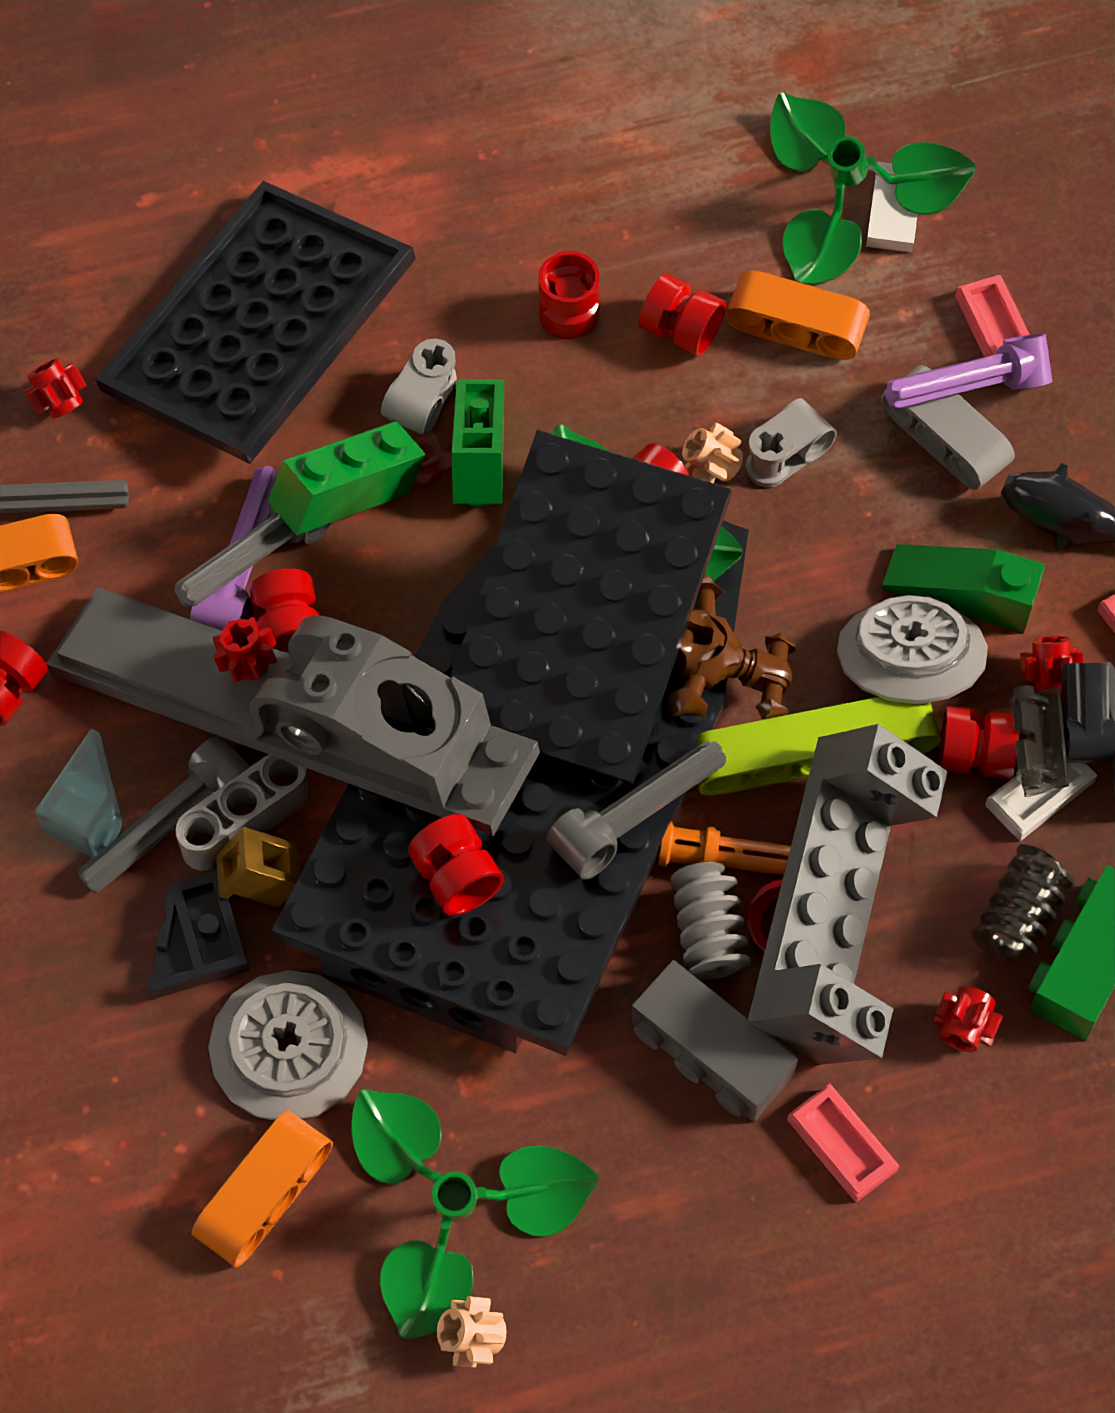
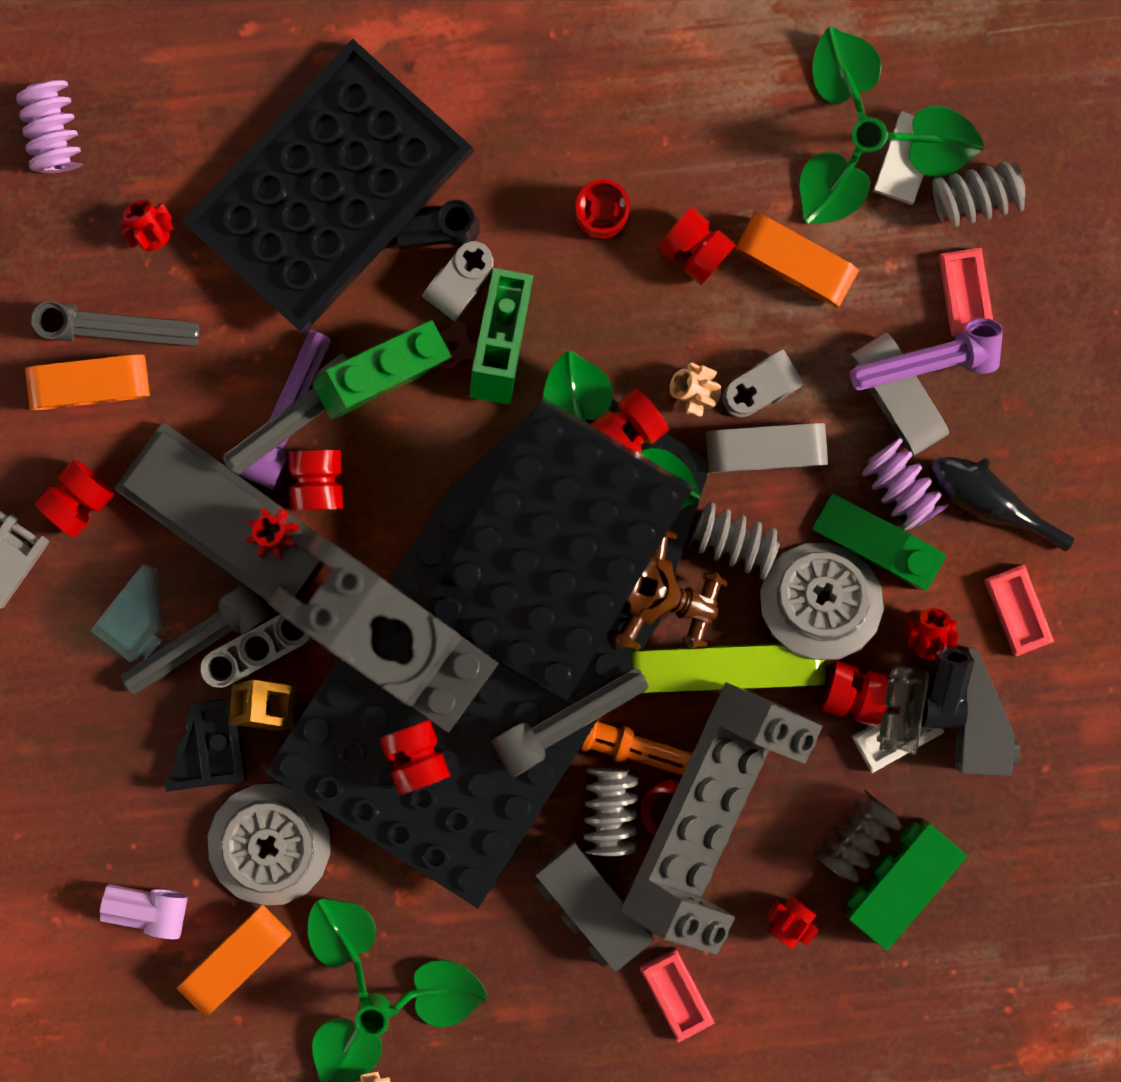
camera: 10 degrees right, 25 degrees up
(154, 1144) = (156, 911): none -> lavender piece
(387, 340) = (432, 224): none -> black piece
(794, 601) = (735, 539): none -> light grey piece
(808, 504) = (766, 447): none -> light grey beam
(972, 514) = (903, 486): none -> lavender piece
(981, 217) = (979, 192): none -> light grey piece

